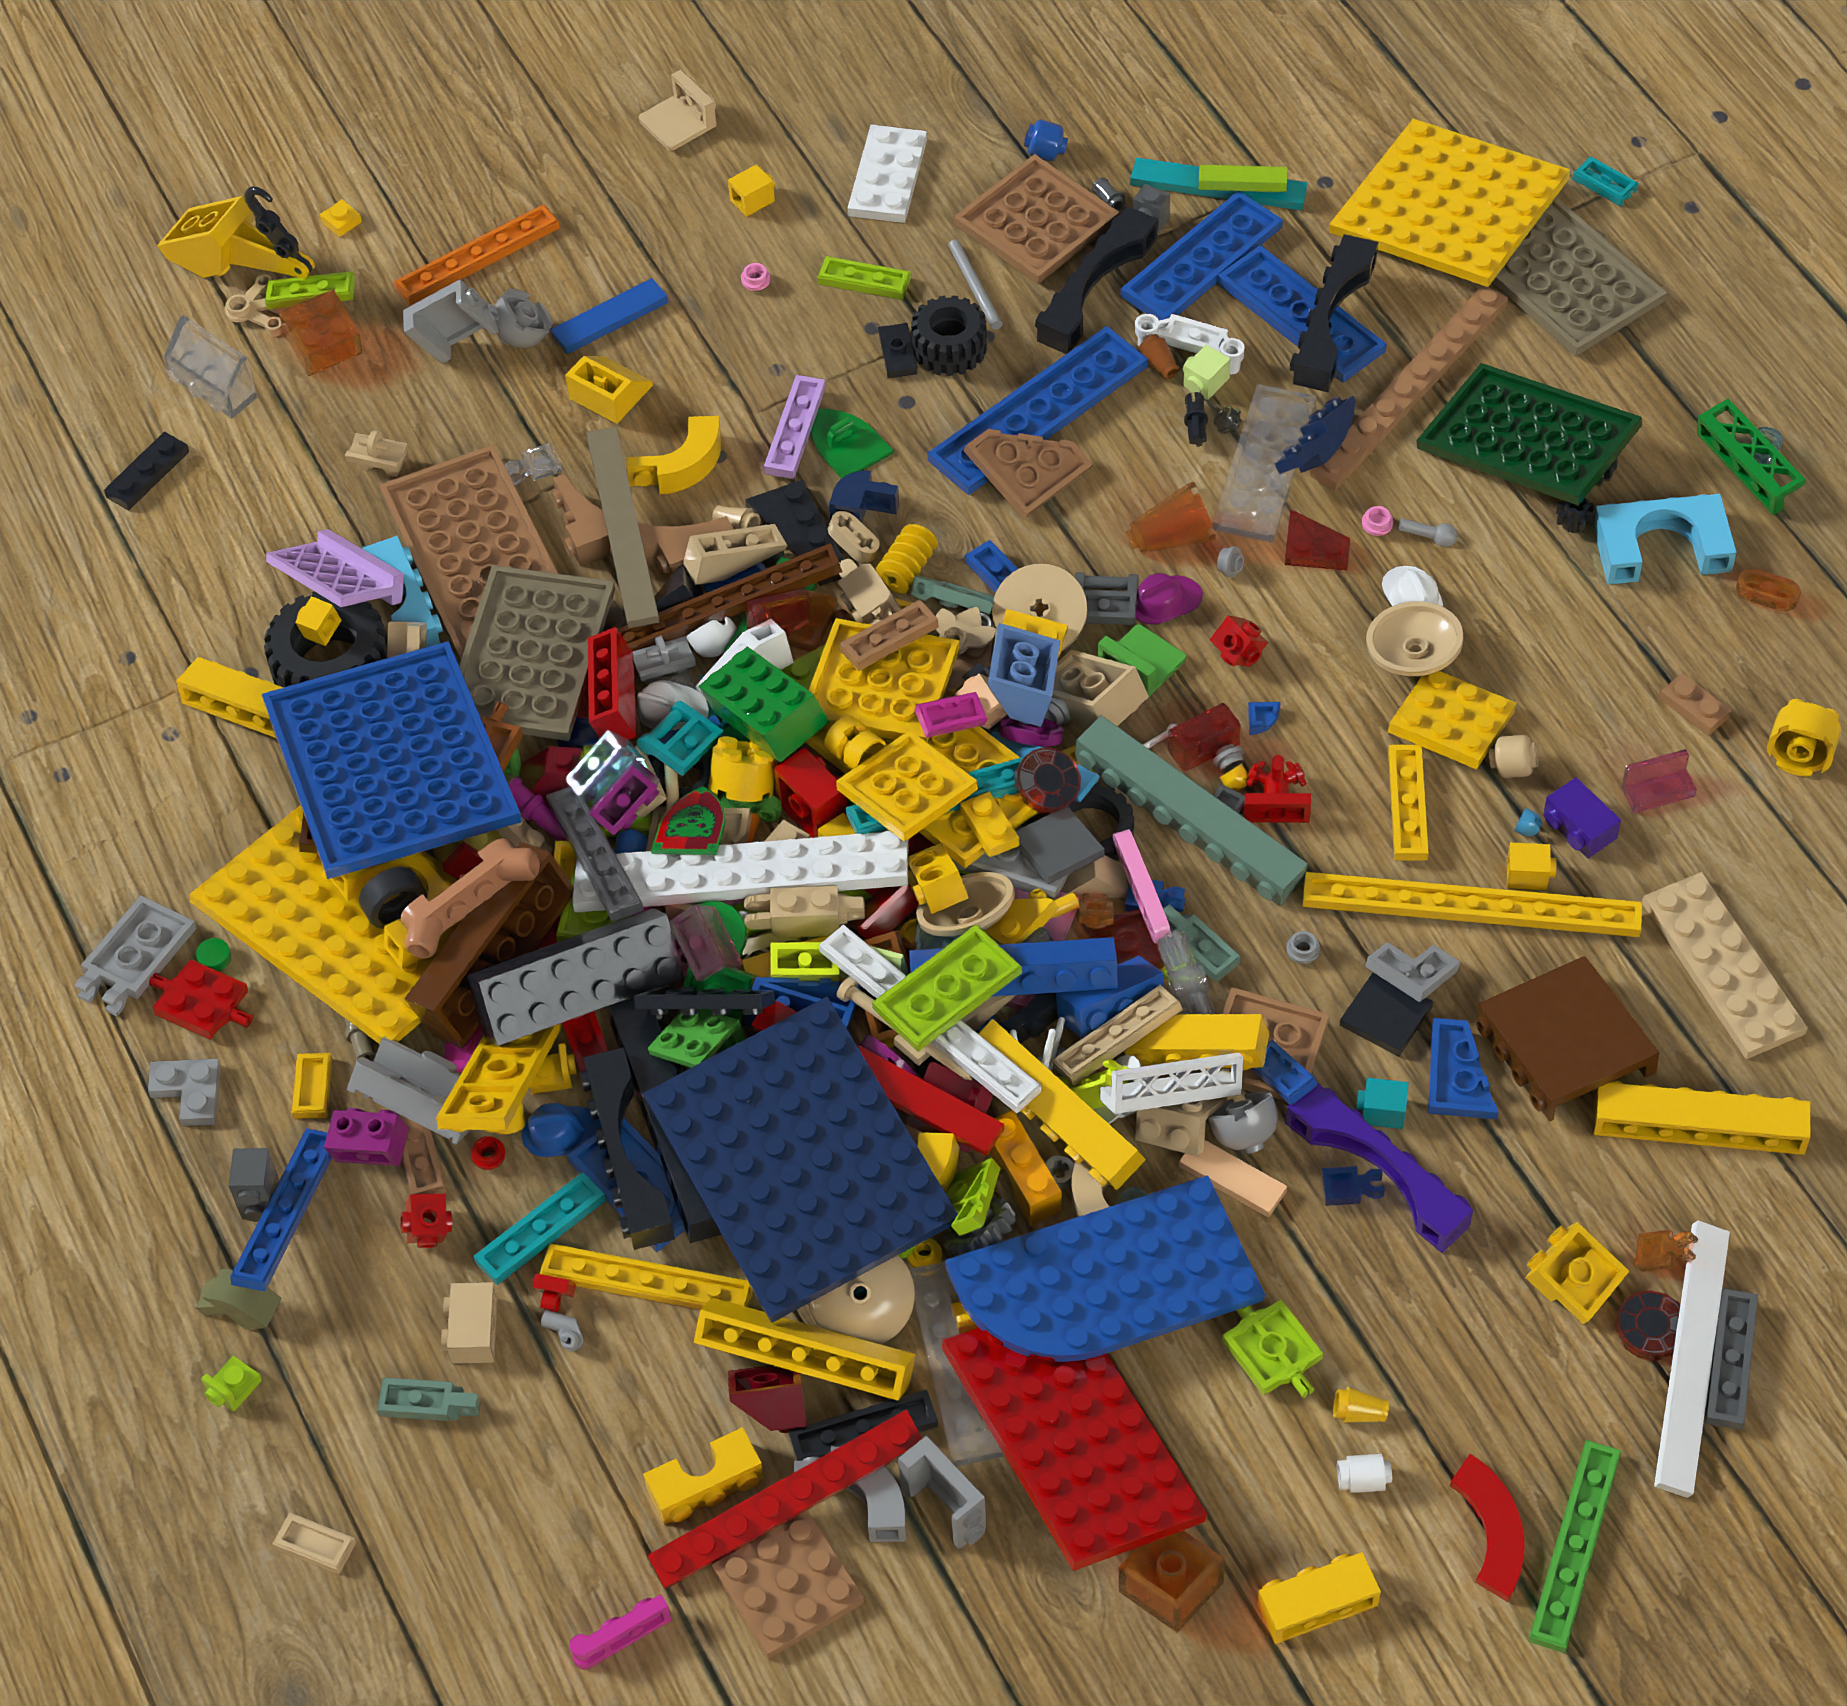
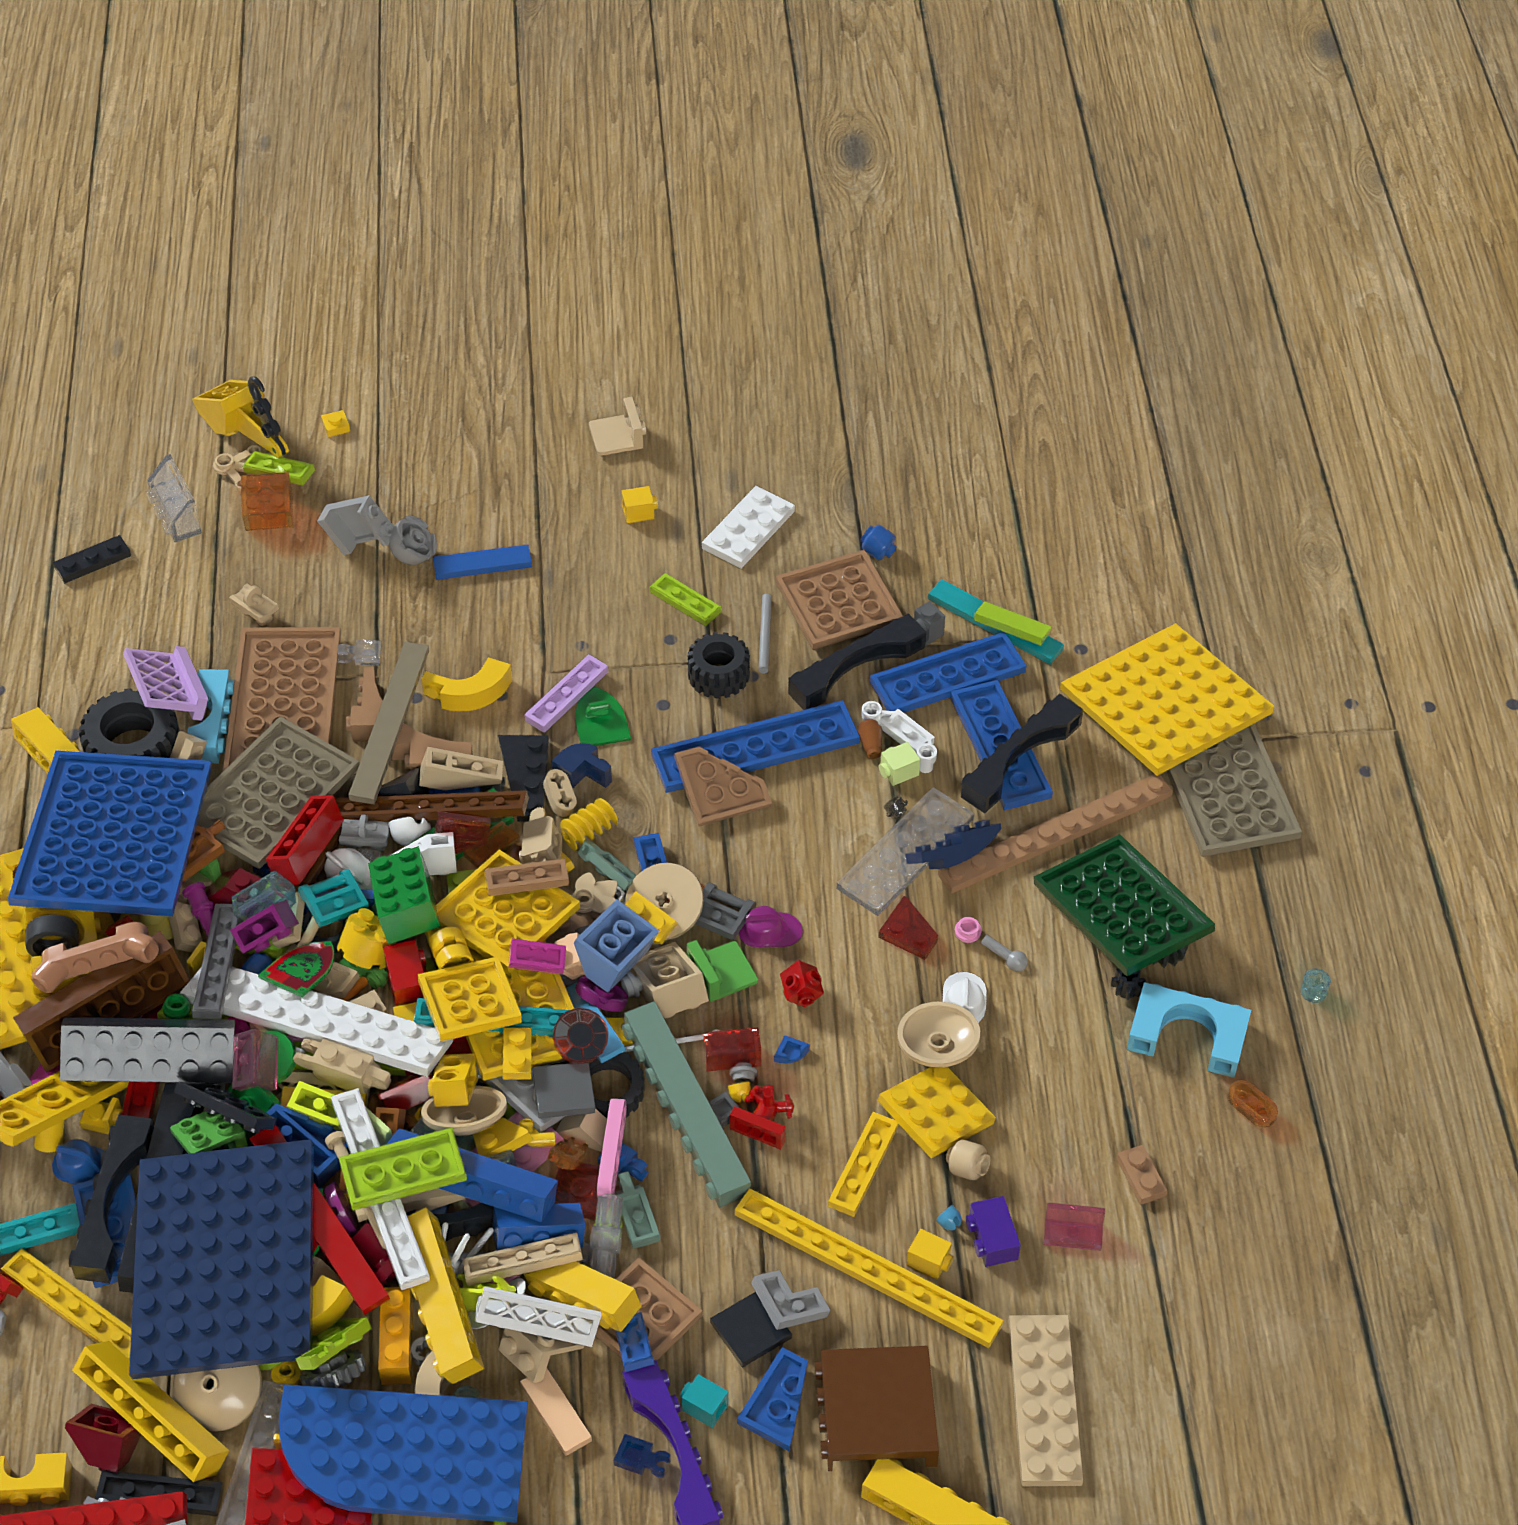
camera: 20 degrees right, 5 degrees down
(318, 621) = (125, 711): yellow plate -> none
(476, 254) = (417, 482): orange tile -> none
(485, 1145) = (17, 1154): red plate -> none
(577, 919) = (176, 1007): none -> green plate
(605, 386) = (446, 612): yellow slope -> none
(737, 516) = (483, 747): tan cone -> none
(755, 277) = (604, 570): bright pink plate -> none
(897, 350) = (676, 664): black plate -> none
(1108, 194) = (904, 600): dark grey pin -> none
(1172, 522) = (805, 871): clear orange cone -> none
(1196, 419) = (871, 797): black axle -> none
(1230, 561) = (833, 918): light grey plate -> none
(1245, 1122) = (584, 1370): light grey cylinder -> none
(1303, 940) = (715, 1241): light grey plate -> none
(1602, 183) = (1301, 727): teal tile -> none
(1741, 463) = (1287, 991): green fence -> none
(1804, 738) = (1210, 1237): yellow brick -> none

